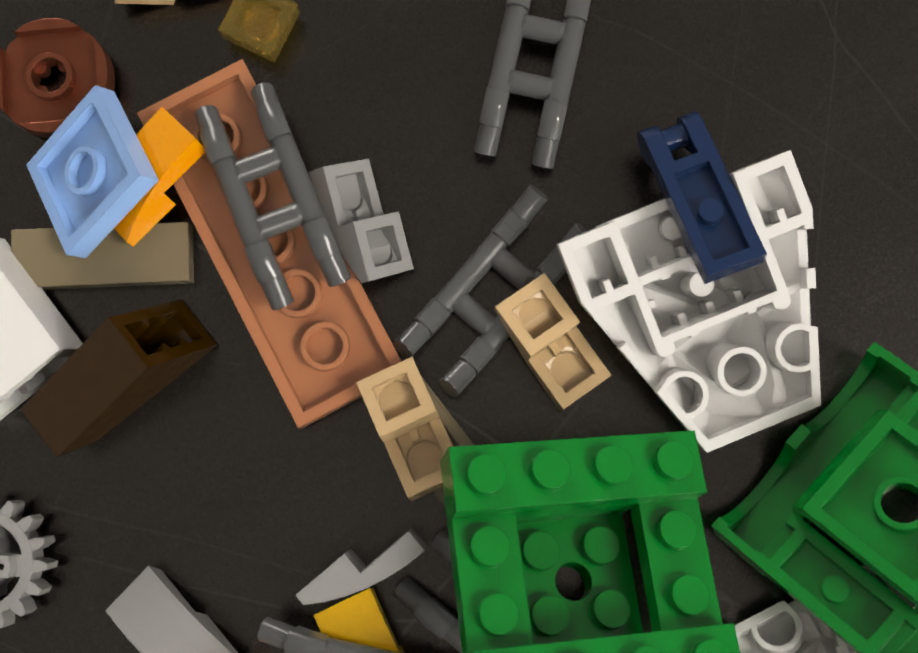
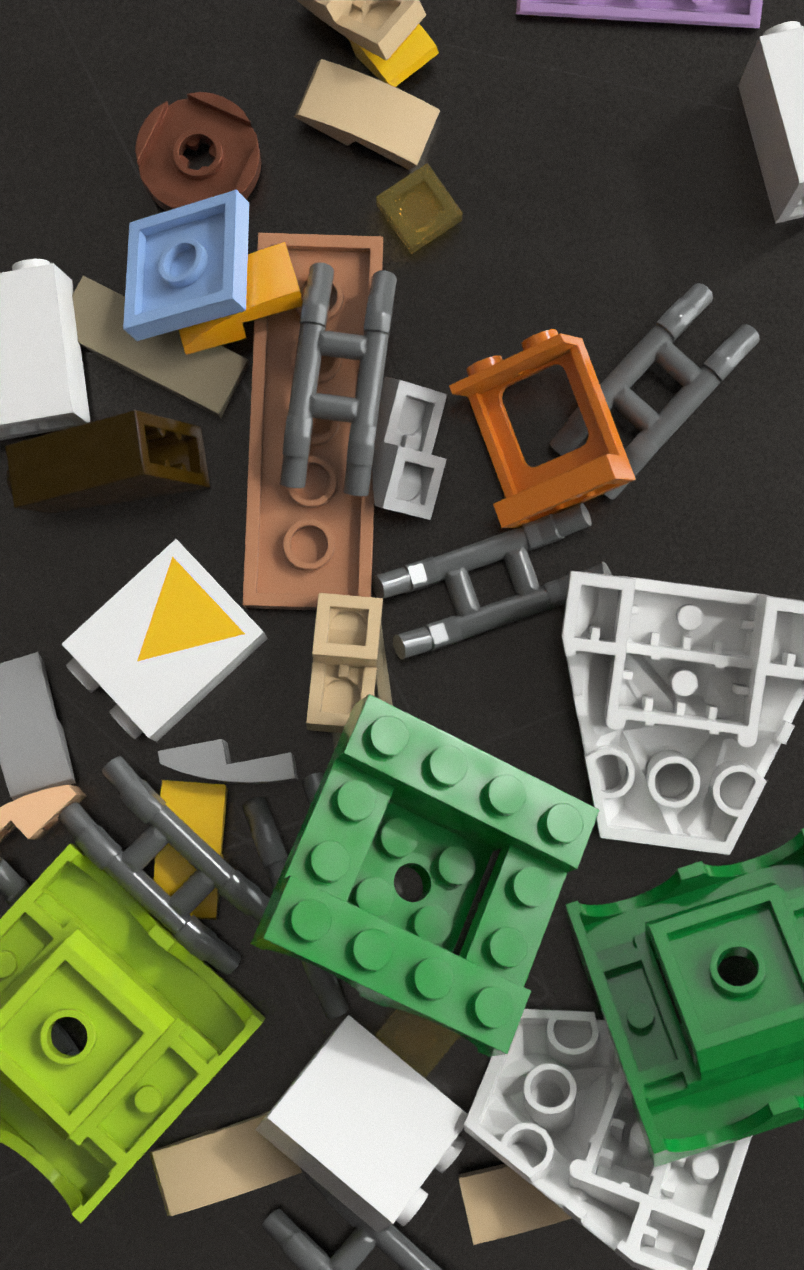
camera: 25 degrees right, 0 degrees up
(248, 499) = (162, 643): none -> white brick
(508, 170) = (568, 478): none -> orange window
(551, 342) = (518, 659): tan slope -> none
(702, 198) = (728, 604): dark blue plate -> none

